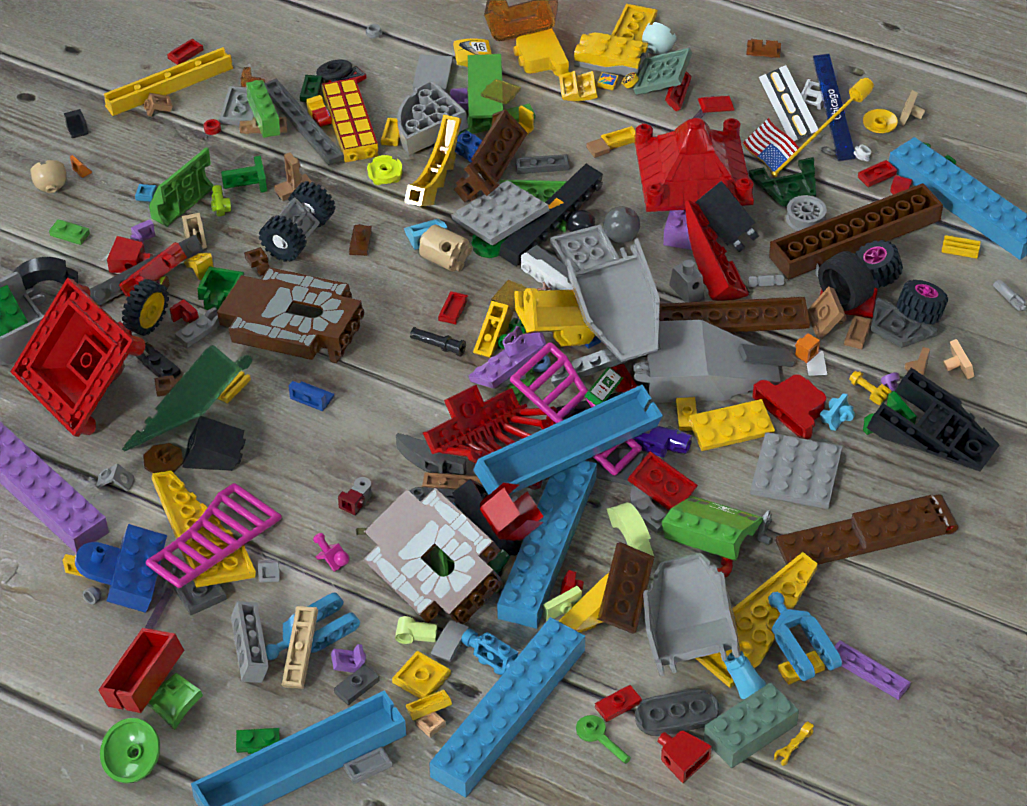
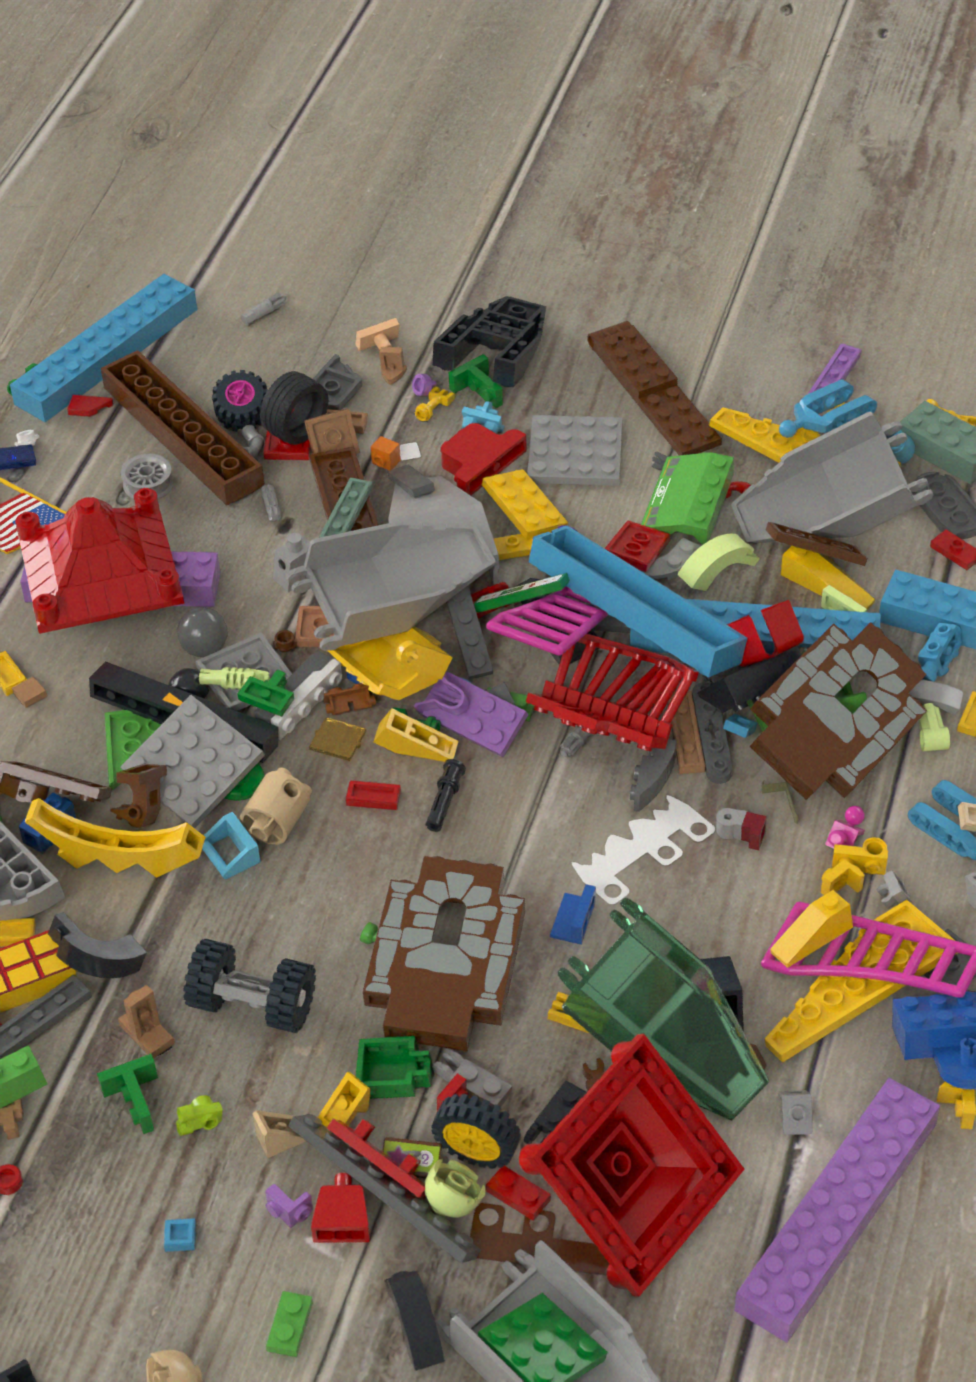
camera: 100 degrees left, 0 degrees up
(79, 167) = (130, 1351): orange slope -> none
(114, 290) = (453, 1189): none -> yellowish green cylinder
(181, 190) = (190, 1157): bright green piece -> none
(241, 507) = (814, 928): none -> yellow slope
(258, 259) = (319, 1038): reddish brown plate -> none
(291, 541) = (840, 875): none -> yellow bracket
(303, 563) = (870, 858): none -> yellow plate
(345, 169) = (93, 956): none -> black arch
(360, 240) = (254, 922): reddish brown tile -> none
(368, 449) = (647, 837): none -> white piece
(390, 175) = (108, 910): neon yellow plate -> none
(542, 164) = (67, 746): dark grey tile -> none
(544, 246) = (267, 694): none -> green hinge
(569, 582) = (815, 600): red tile -> none
(570, 237) = (231, 678): none -> yellowish green hinge
(718, 273) = (257, 537): red wedge -> none
(727, 215) = (185, 525): black tile -> none
(727, 307) = (347, 507): none -> sand green tile
(788, 187) = (98, 484): dark green wing -> none
(877, 173) = (64, 424): red plate -> none
(922, 301) = (300, 355): black wheel -> none
(961, 246) = (175, 356): yellow tile -> none

